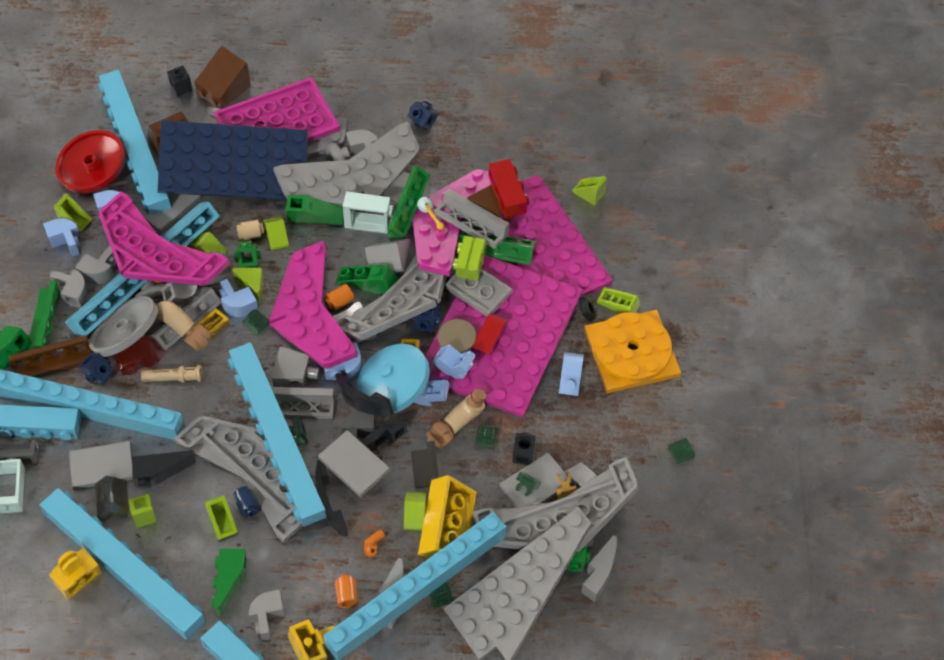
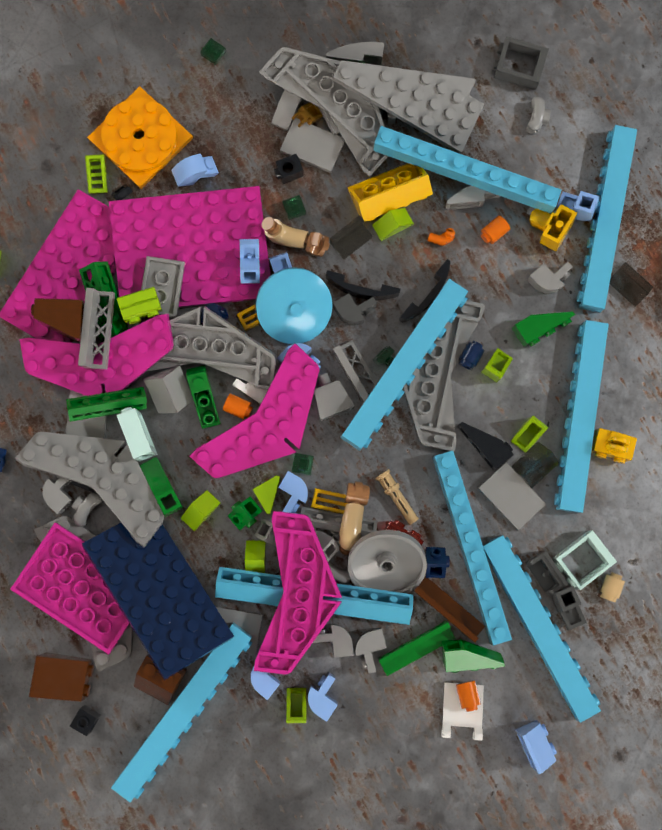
camera: 125 degrees left, 25 degrees up
(90, 161) = (231, 732): red dish -> none
(250, 230) = (214, 532): tan brick -> none
(353, 463) = (392, 286): light grey tile -> none
(374, 404) = (333, 296): black slope -> none
(428, 208) = (101, 383): hinge -> none
(458, 334) = (221, 277): dark tan tile -> none
(489, 334) = (203, 250): red slope -> none
(508, 188) = (52, 304): red brick -> none
(527, 481) = (319, 145): clear green tile -> none

